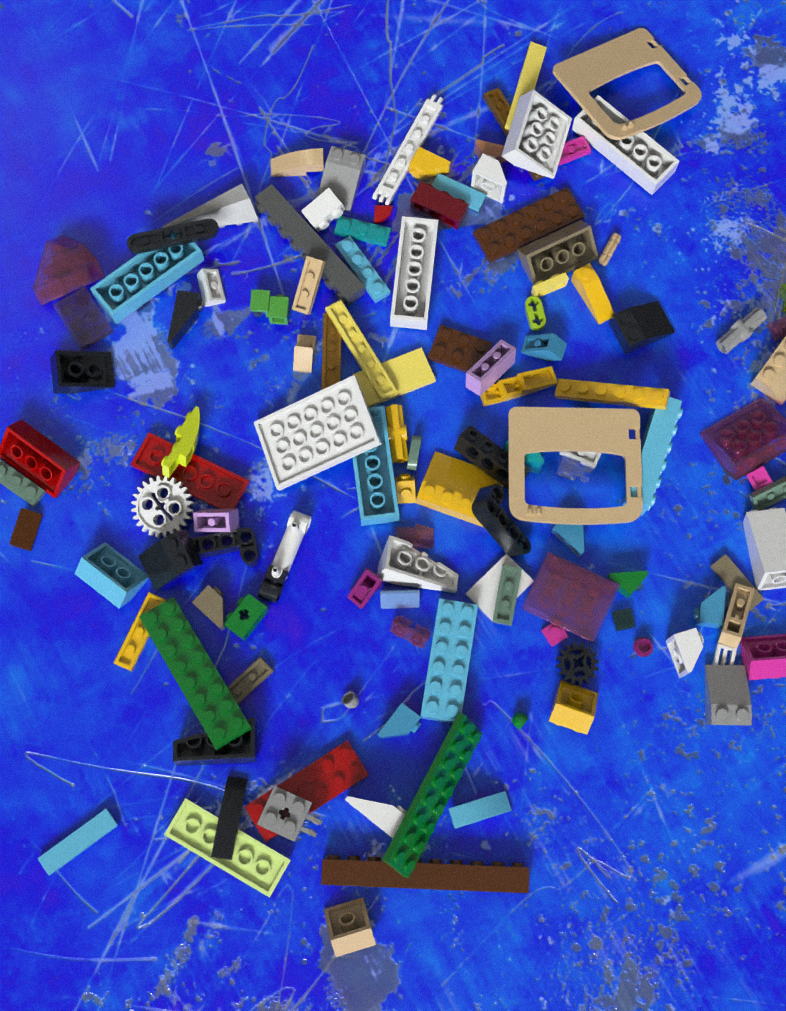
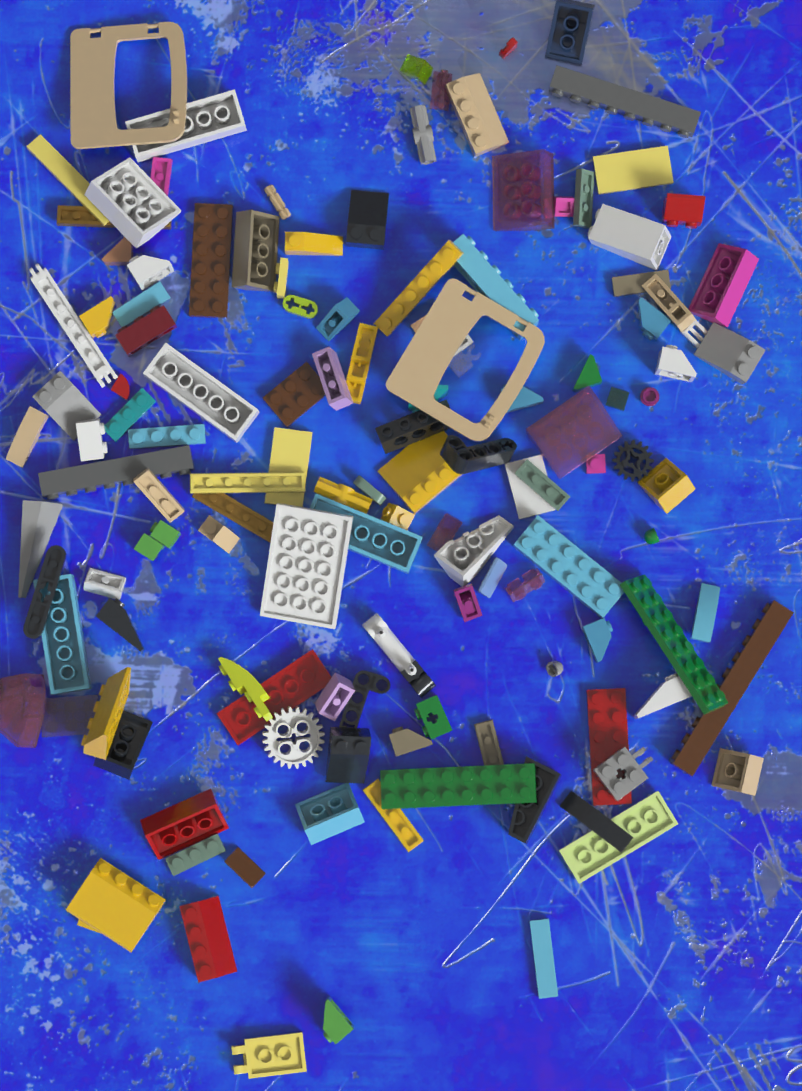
camera: 60 degrees left, 10 degrees up
(95, 342) = (107, 714): none -> yellow slope

